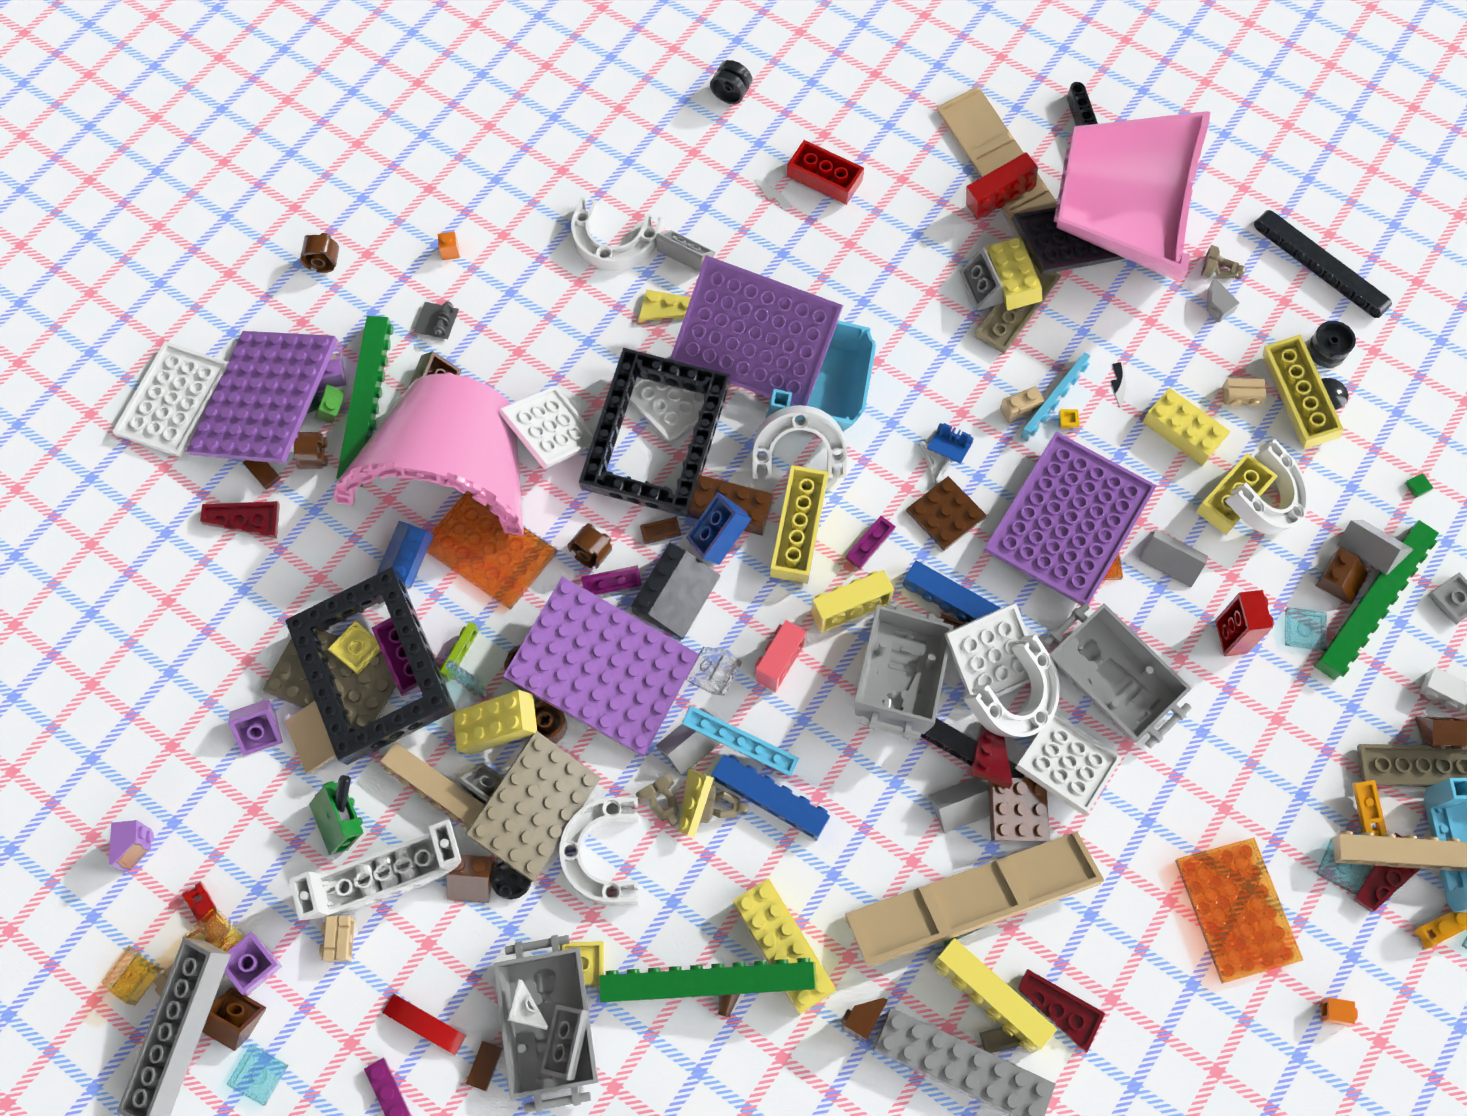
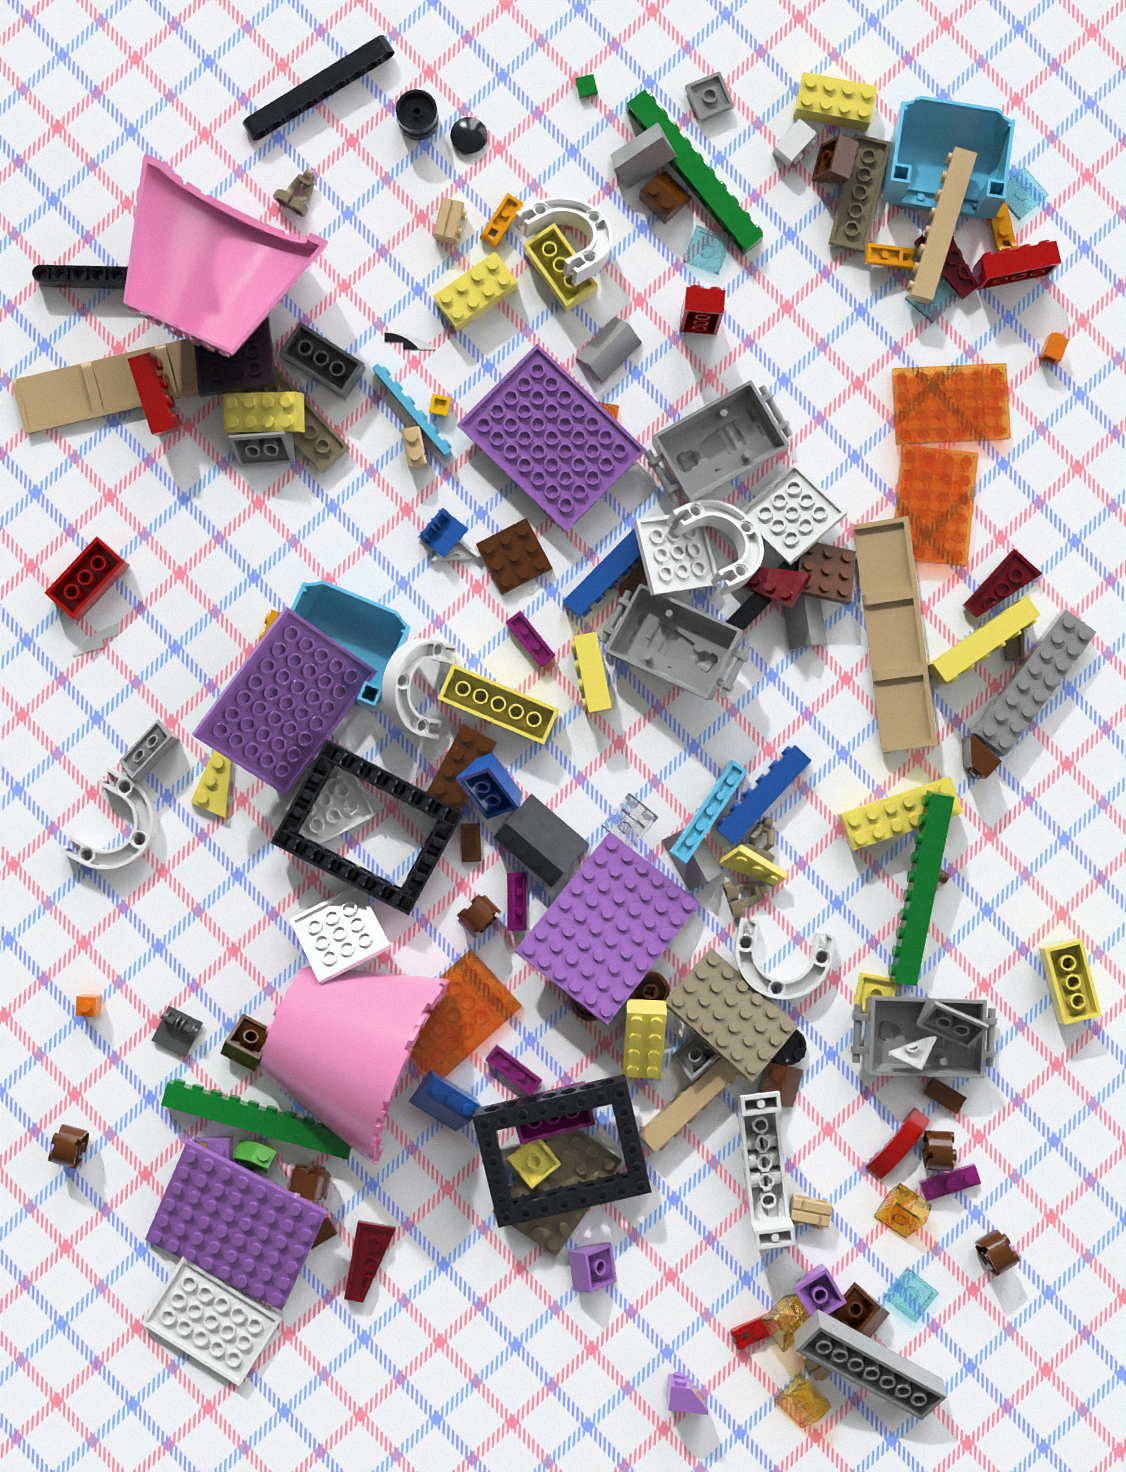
camera: 80 degrees left, 20 degrees up
(310, 738) = (615, 1216): tan tile -> none
(336, 816) = (700, 1199): green piece -> none
(350, 1044) = (903, 1211): none -> clear yellow slope
(421, 1066) = (938, 1150): none -> reddish brown brick
(445, 612) = (513, 1069): none -> magenta plate
(460, 648) = (557, 1062): lime plate -> none
(466, 679) = (591, 1059): clear light blue tile -> none
(780, 655) = (632, 755): coral brick -> none
(1076, 312) = (322, 360): none -> dark grey brick
(1127, 917) = (938, 497): none -> clear orange plate
(1220, 301) = (340, 209): light grey slope -> none
(1258, 434) = (501, 220): none -> light orange plate
(1302, 392) = (464, 164): light yellow brick -> none
(1413, 946) = (1016, 264): none -> red brick

